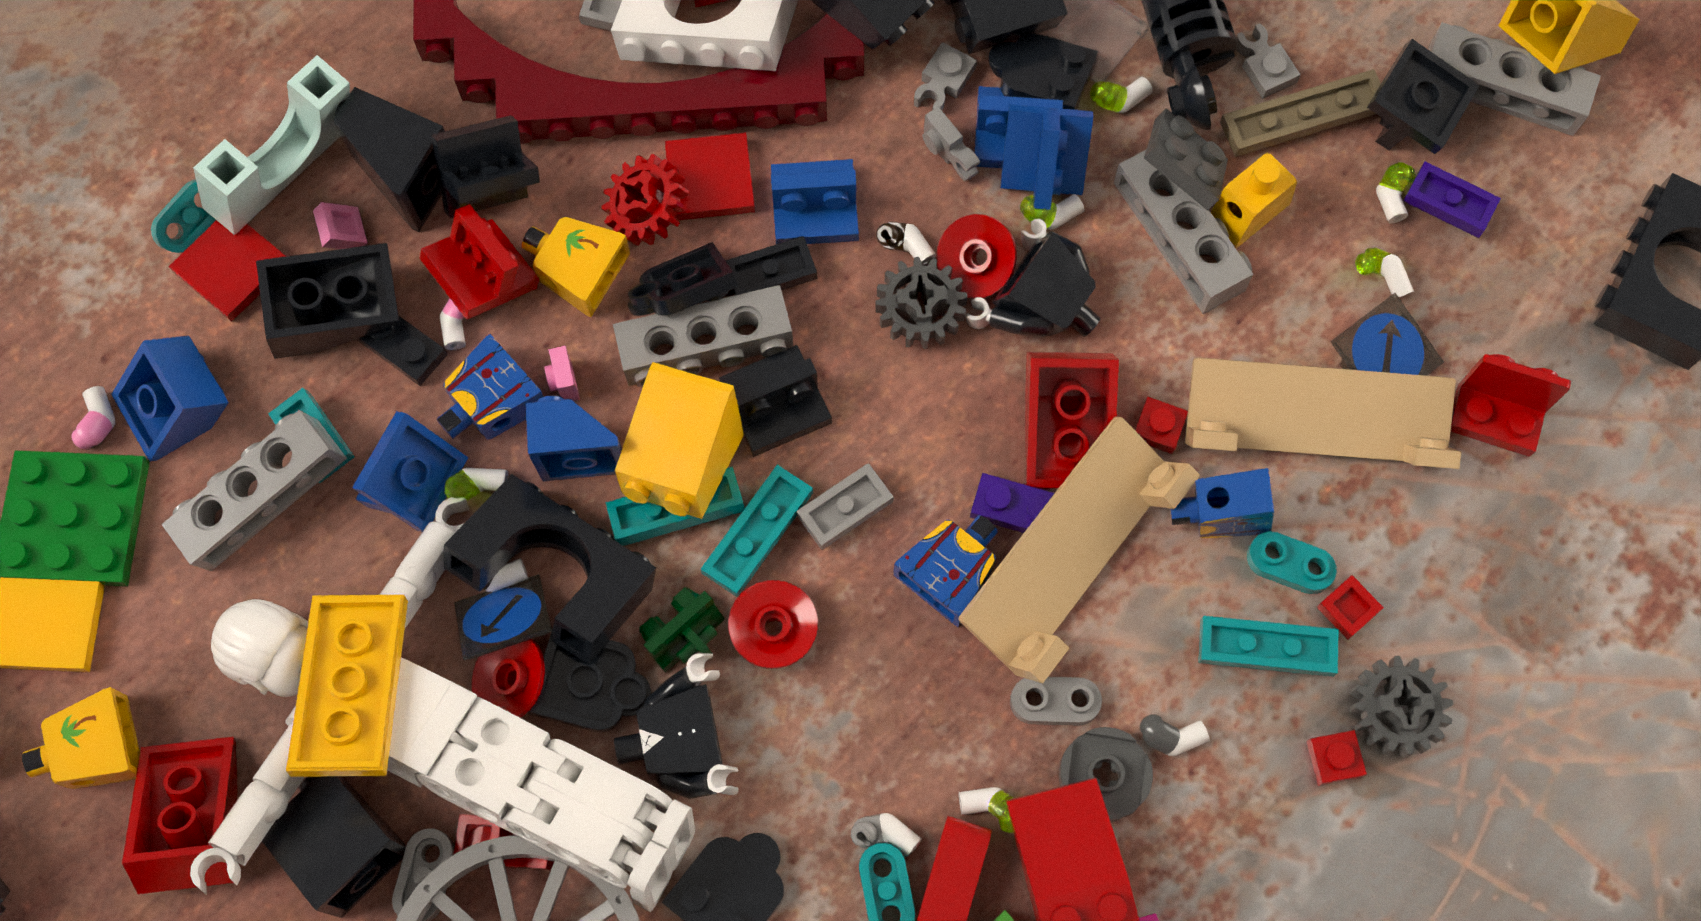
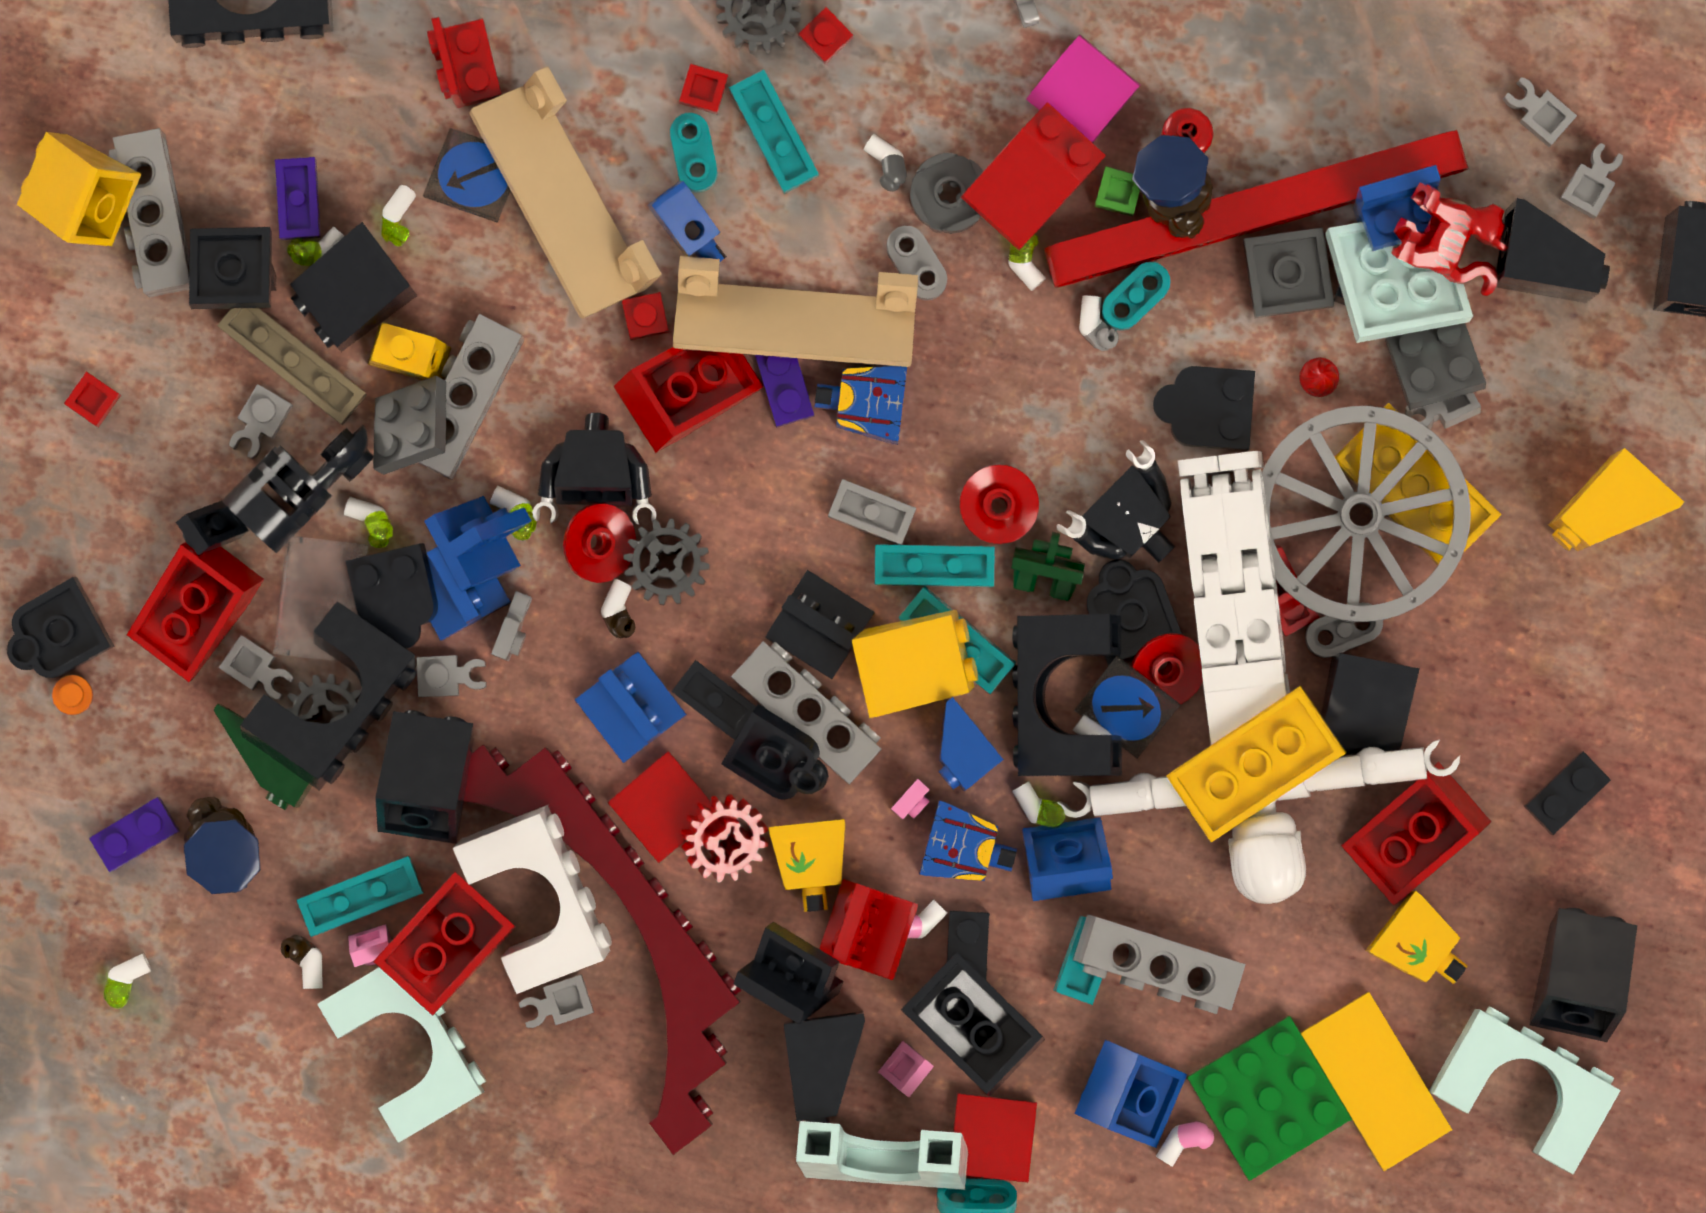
camera: 125 degrees left, 15 degrees up
(1343, 193) = (351, 289): none -> black slope

